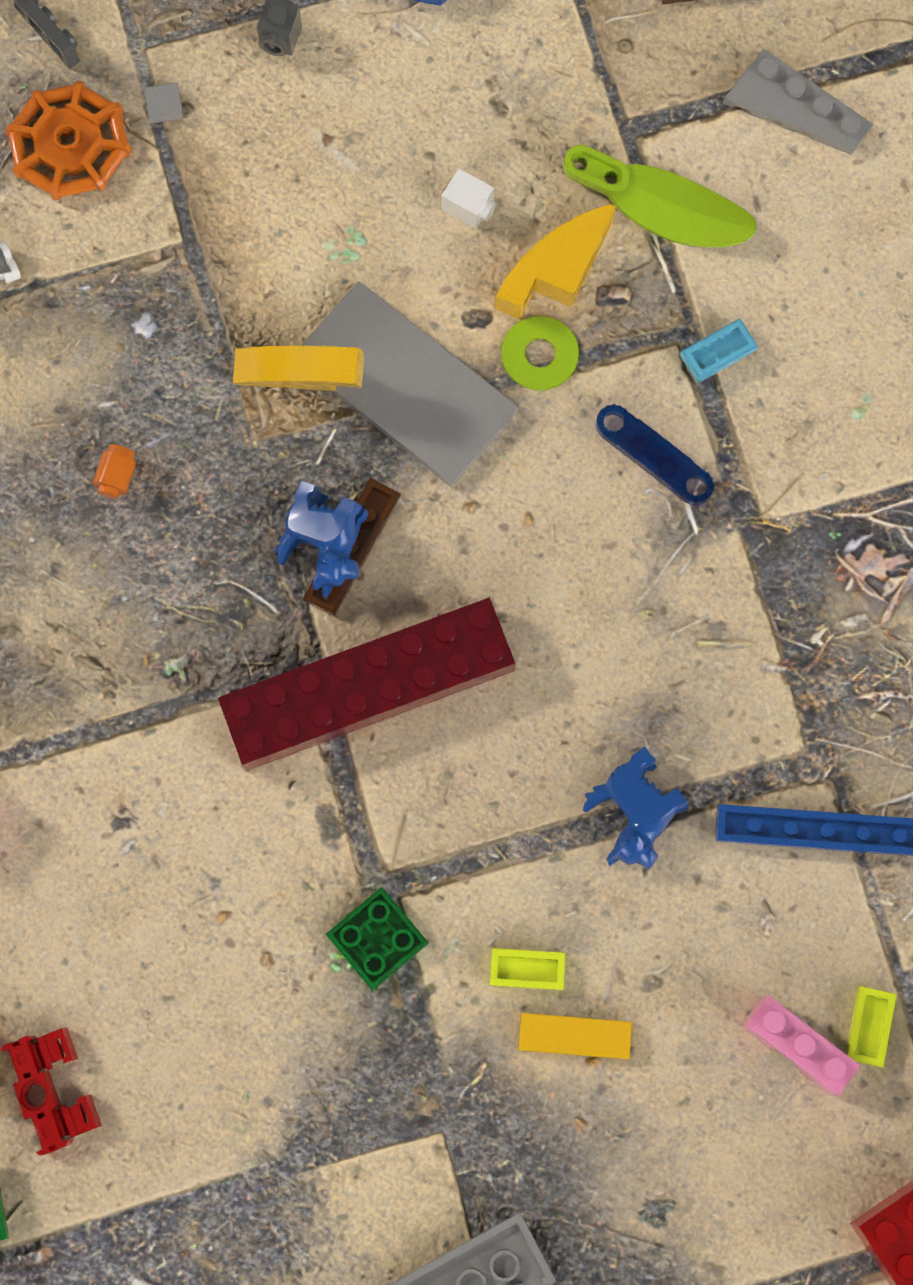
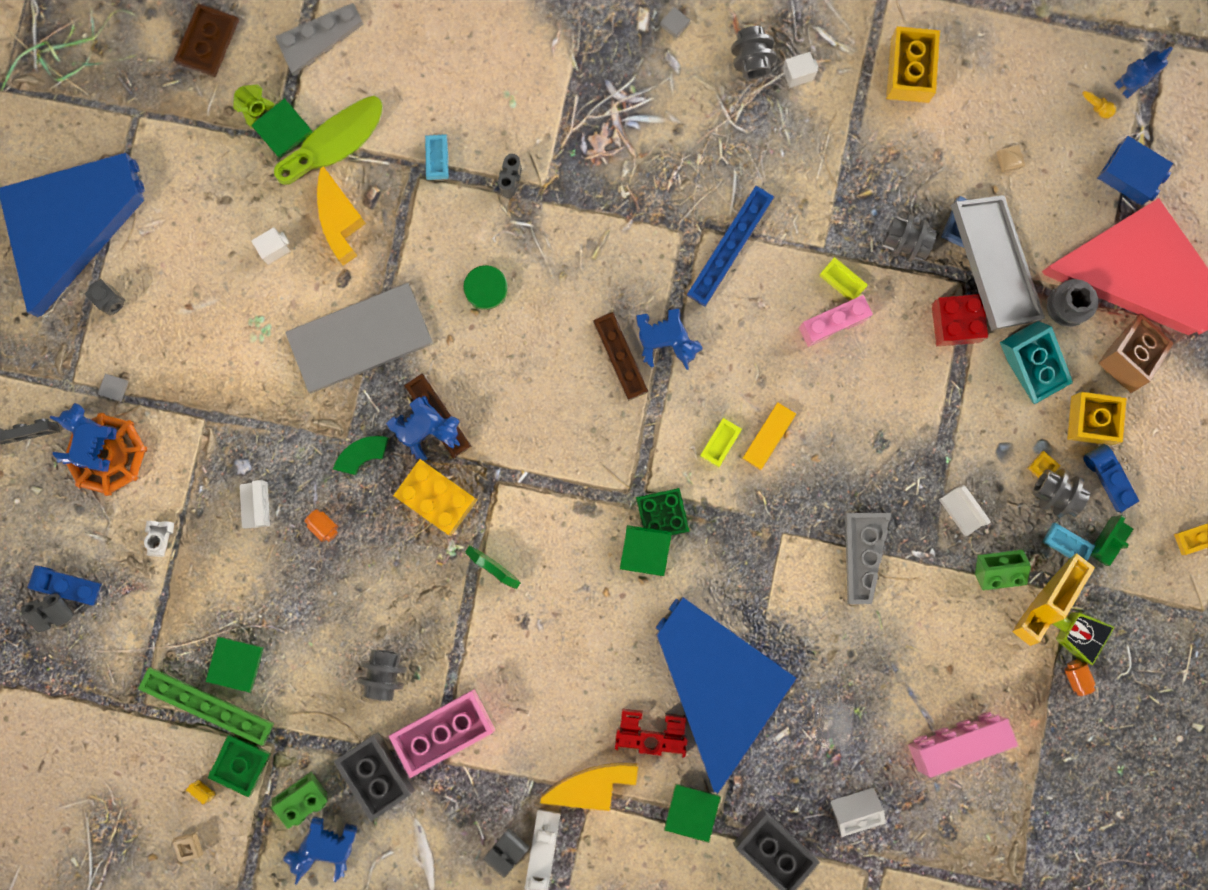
camera: 60 degrees left, 5 degrees up
(71, 106) = (86, 439): none -> blue animal
(99, 369) = (254, 504): none -> white panel
(170, 1156) = (721, 684): none -> blue slope
(175, 736) = (492, 567): none -> green tile
(233, 604) = (435, 497): none -> yellow brick
(245, 470) = (361, 452): none -> green tile
(299, 367) = (319, 390): yellow slope -> none
(309, 940) = (645, 550): none -> green tile
(367, 684) = (520, 447): dark red brick -> none
(540, 377) = (378, 239): lime gear -> none
(570, 515) = (485, 287): none -> green tile
(575, 757) = (620, 356): none -> reddish brown tile
(639, 126) = (282, 128): none -> green tile
(650, 67) = (249, 102): none -> lime brick
(654, 454) = (476, 223): clear blue plate -> none
(748, 463) = (510, 175): none -> dark grey piece

